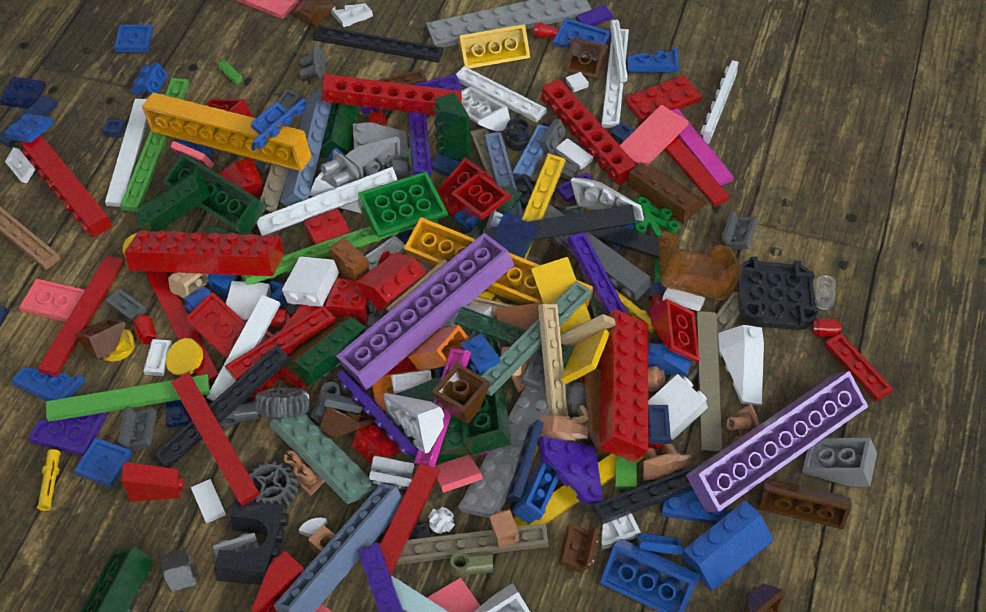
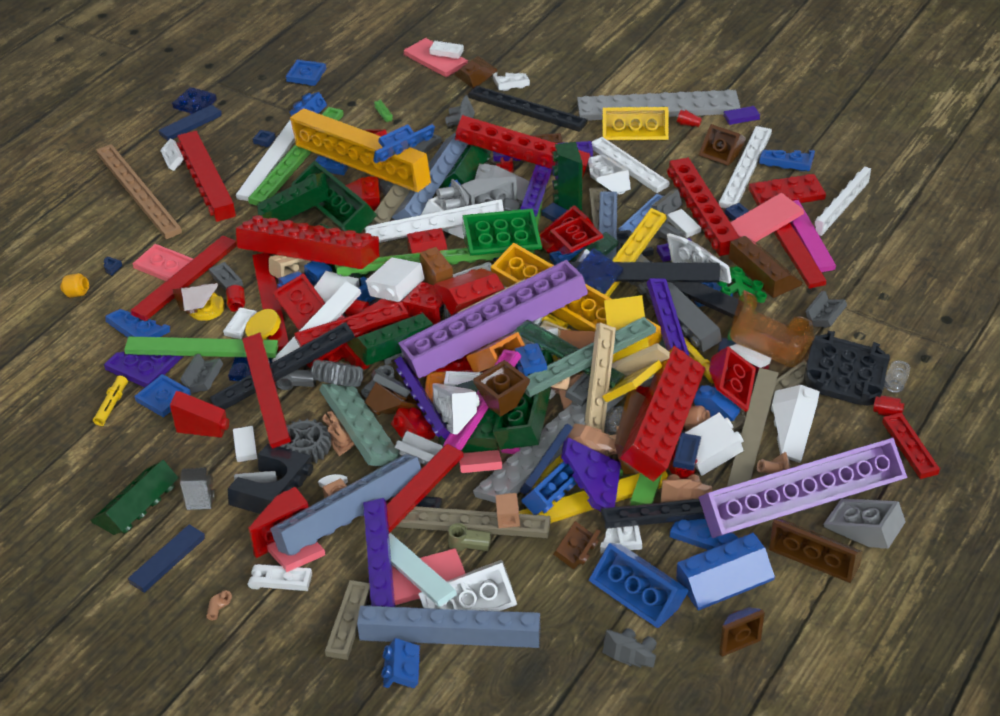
camera: 15 degrees right, 10 degrees down
(28, 128) = (188, 125): blue plate -> none
(196, 155) = (324, 163): coral tile -> none
(441, 520) = (452, 497): white gear -> none
(517, 134) = (633, 196): black wheel -> none
(577, 82) = (706, 165): white tile -> none
(579, 30) = (722, 121): blue wing -> none
(618, 50) = (755, 143): white axle -> none
(659, 543) = (657, 556): blue tile -> none

